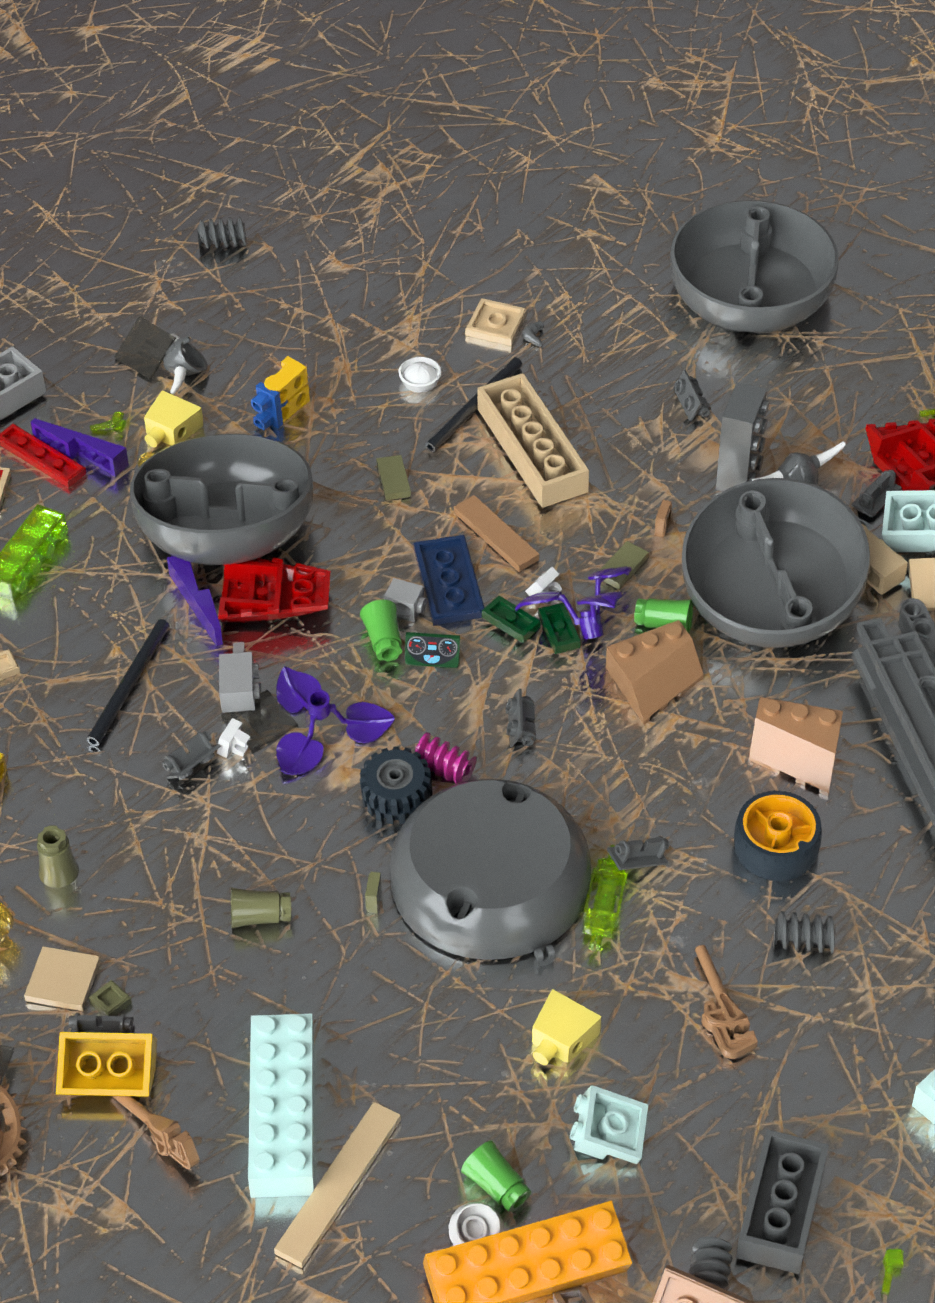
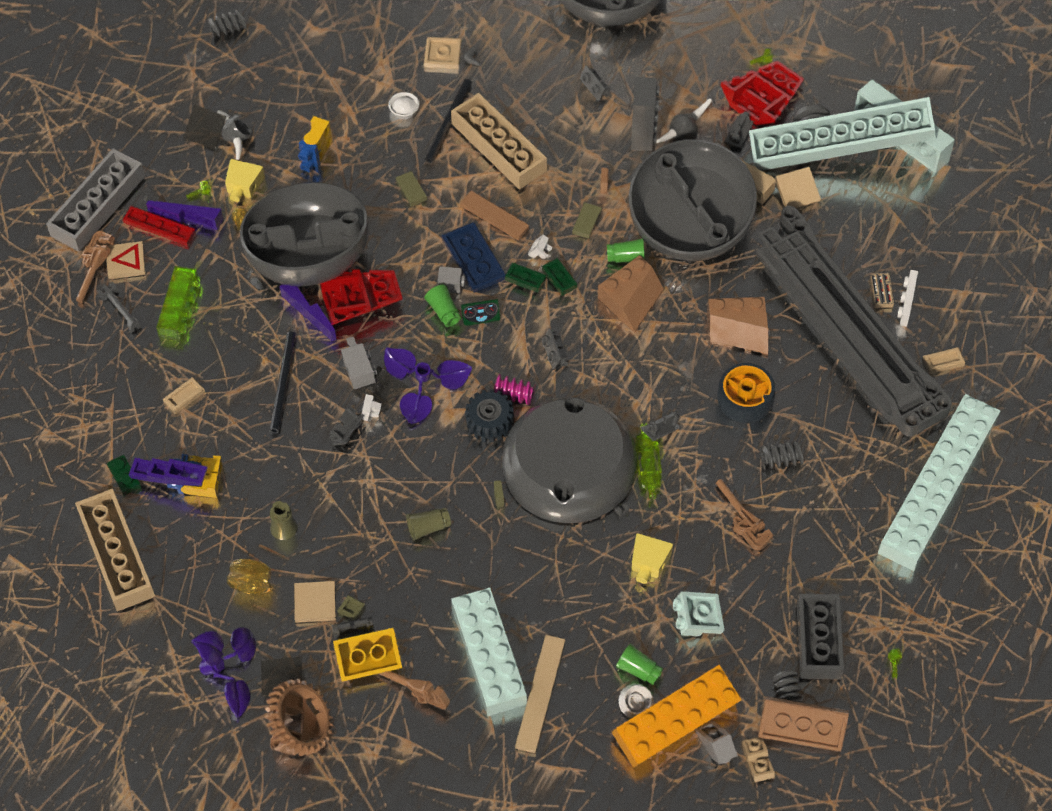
camera: 15 degrees left, 10 degrees up
(590, 618) = (578, 266): dark purple plant -> none

